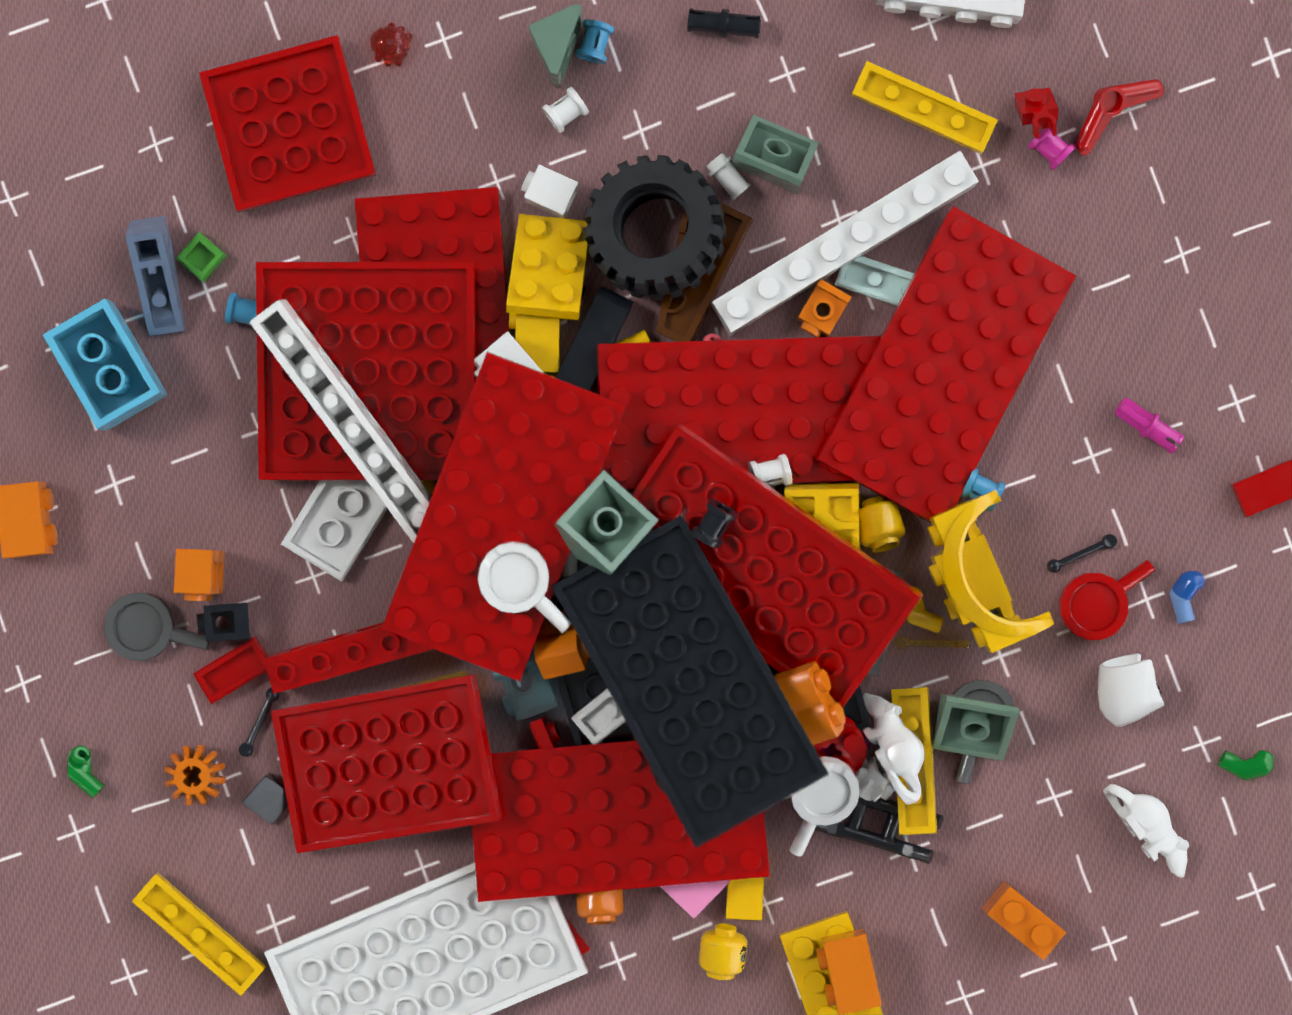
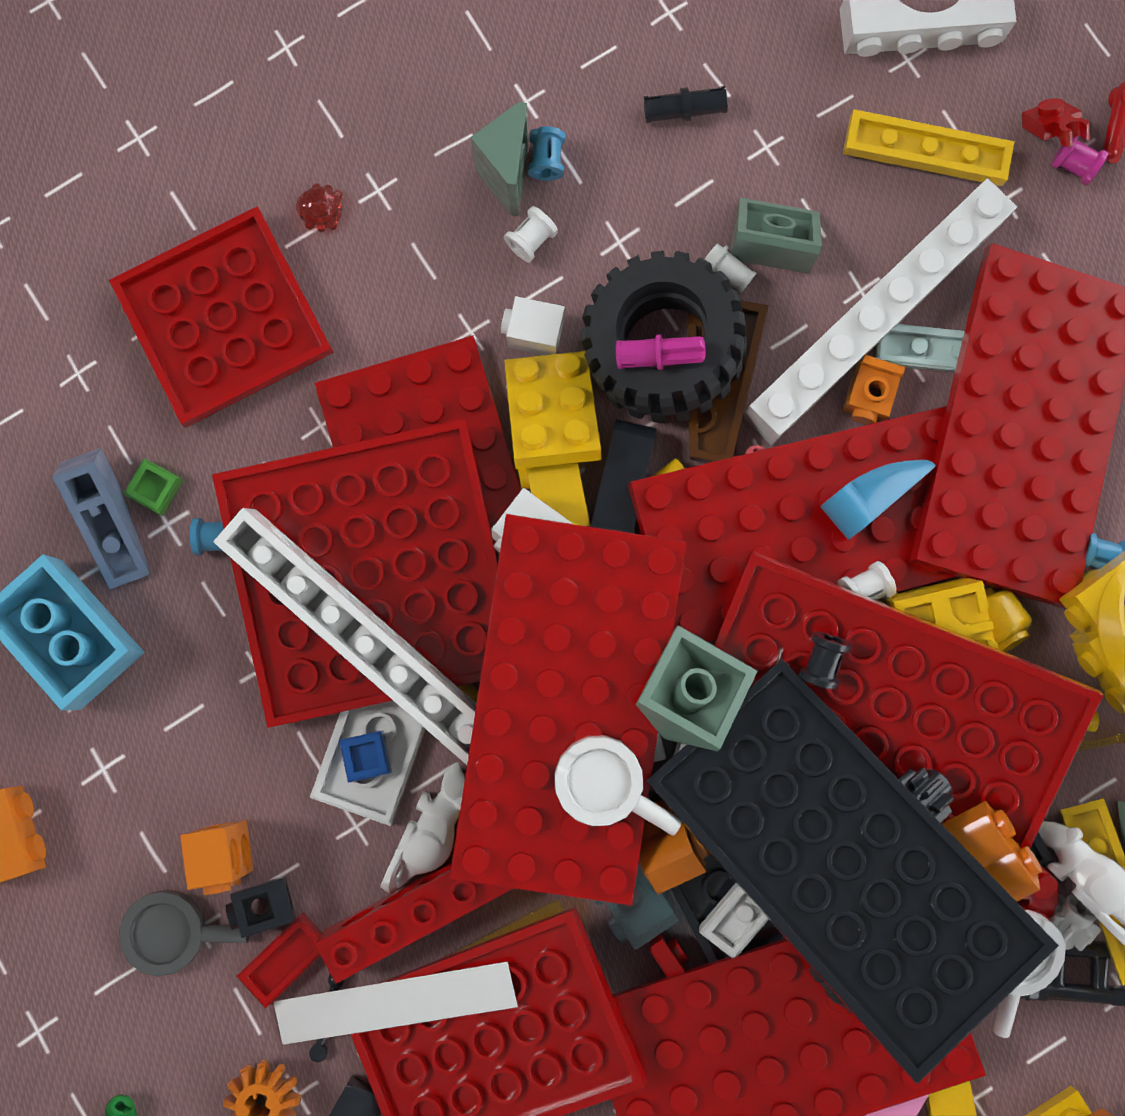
camera: 15 degrees left, 5 degrees down
(316, 721) = (396, 1003): none -> white sticker
(333, 520) = (365, 756): none -> blue tile
(370, 600) = (431, 839): none -> white animal
(642, 245) = (660, 352): none -> dark pink axle
(771, 644) = (931, 790): none -> black gear
(794, 397) = (872, 494): none -> dark azure piece

